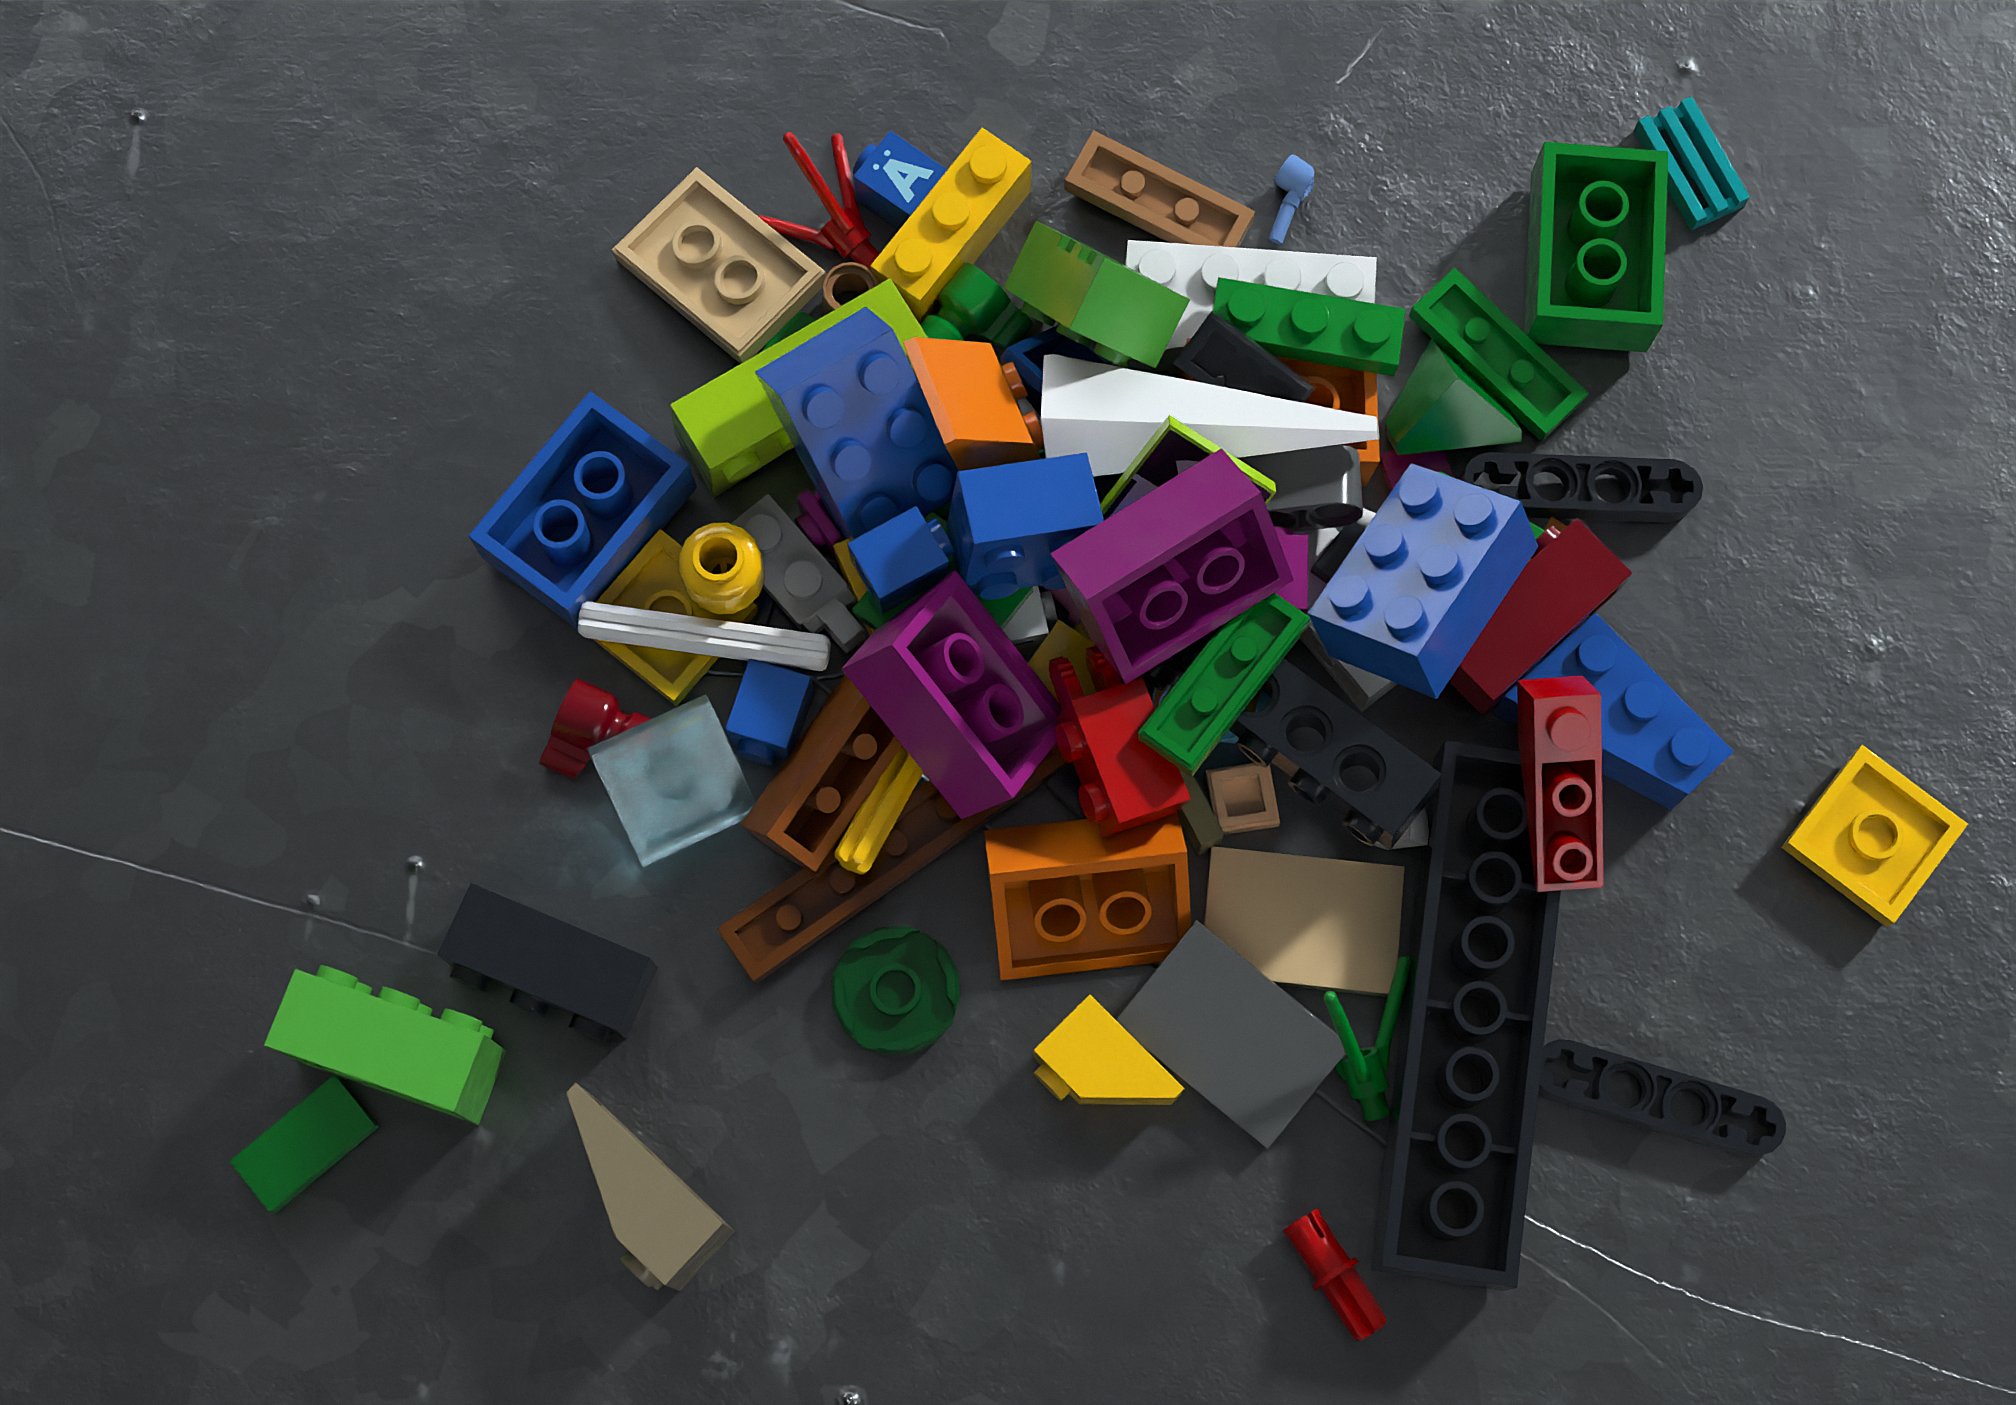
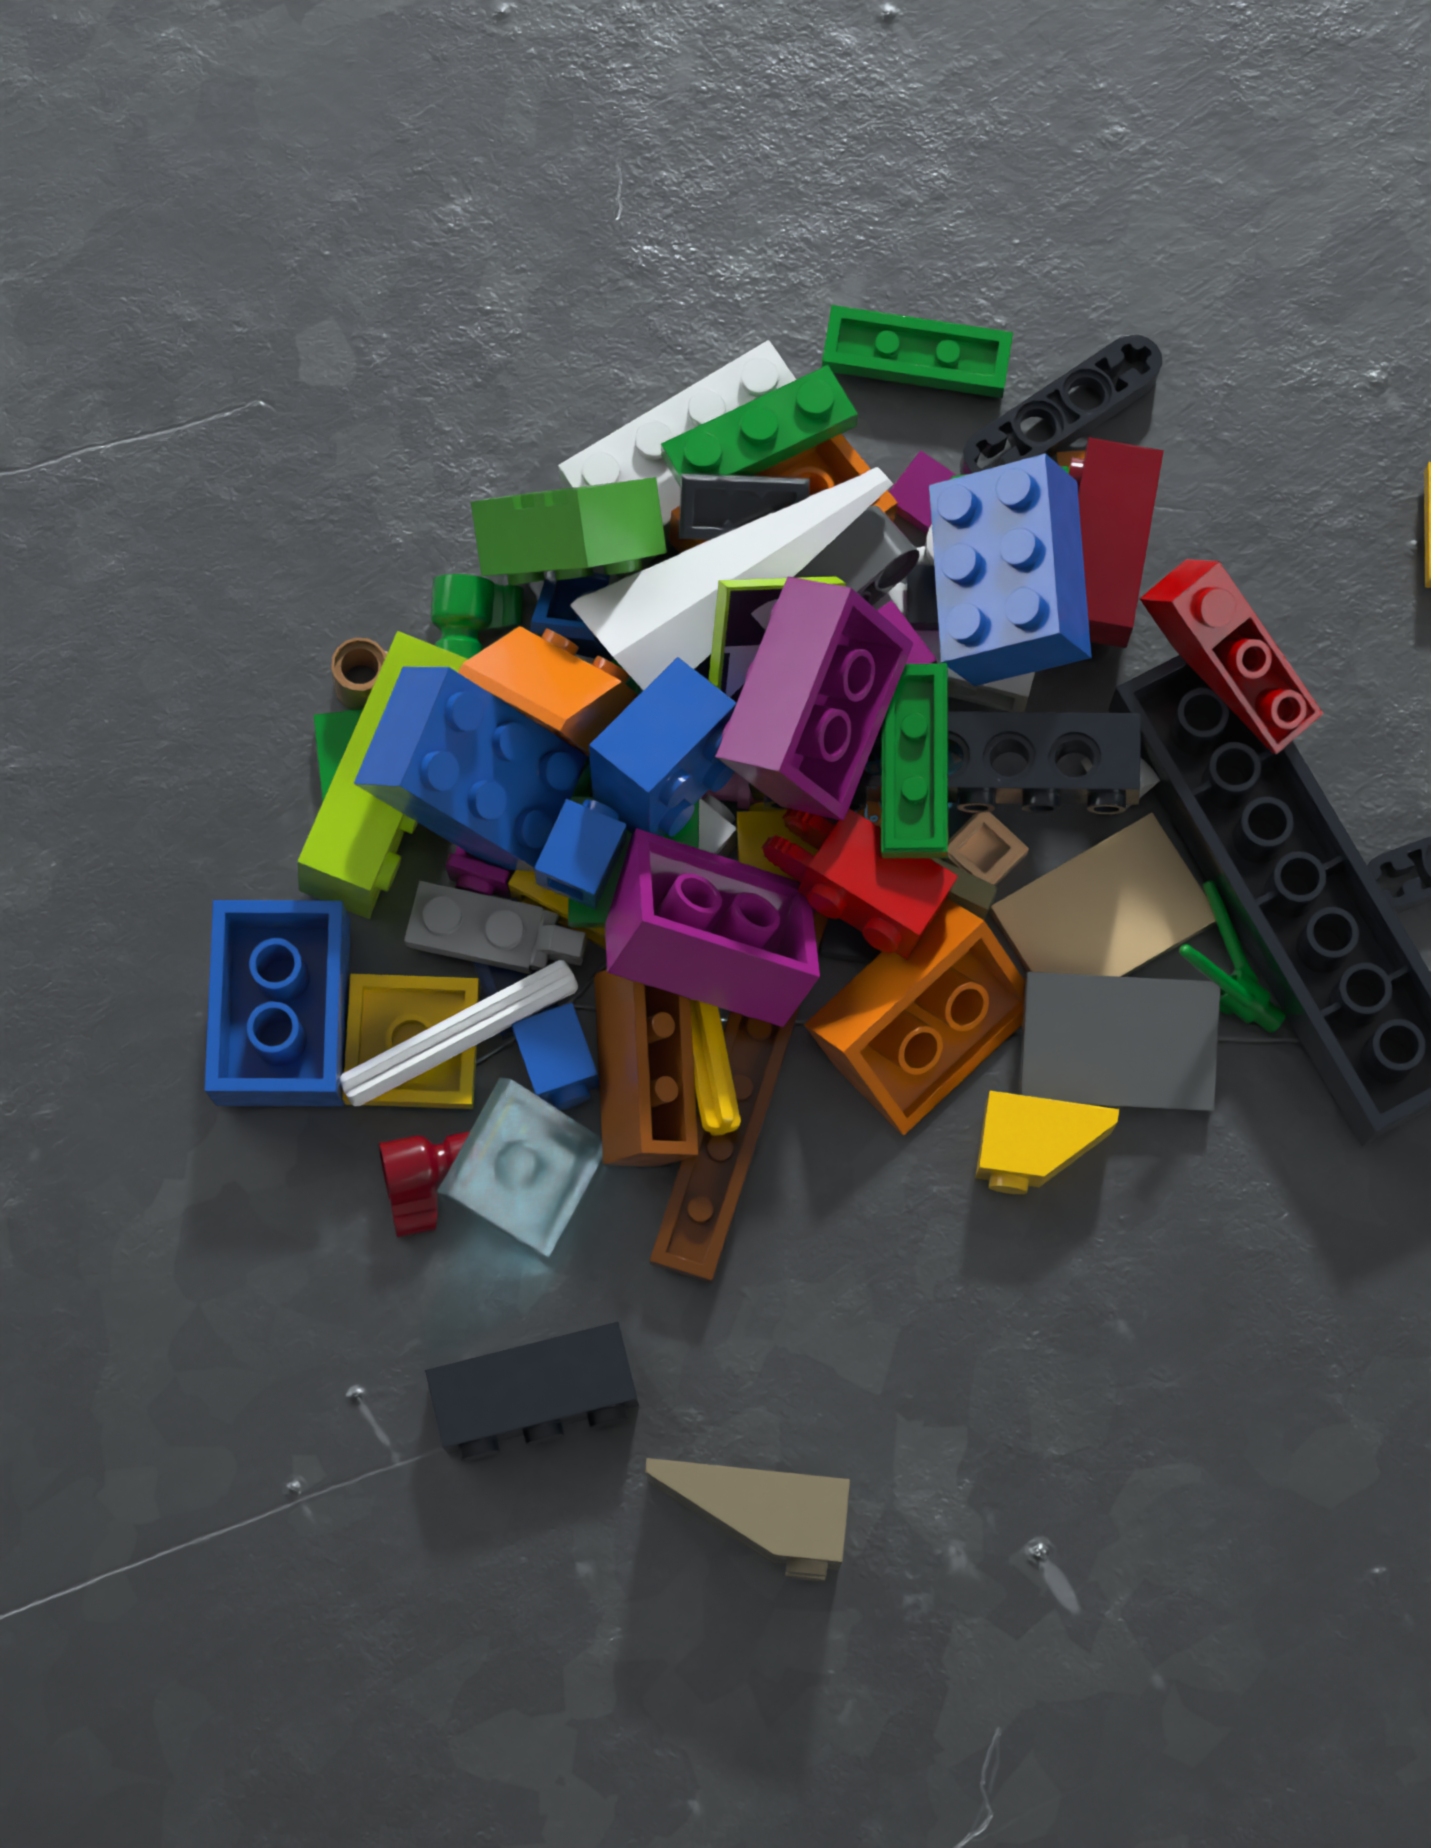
camera: 35 degrees left, 0 degrees up
(304, 1144) = (445, 1684): green tile -> none
(387, 1042) = (458, 1547): bright green brick -> none
(718, 549) = (425, 948): yellow head -> none
(720, 266) = (228, 723): tan tile -> none
(846, 227) = (310, 622): red plant -> none
(894, 179) = (328, 550): blue brick -> none
(895, 991) = (827, 1205): dark green tile -> none
(955, 221) = (399, 548): yellow brick -> none
(1155, 196) = (546, 415): medium nougat plate -> none
(1298, 180) = (648, 321): medium blue hand -> none
(1336, 1275) = (1339, 1169): red axle -> none
(1446, 409) = (910, 424): green slope -> none
(1596, 247) = (932, 210): green brick -> none
(1647, 729) = (1276, 567): blue wedge -> none
(1670, 119) = (958, 69): teal tile -> none

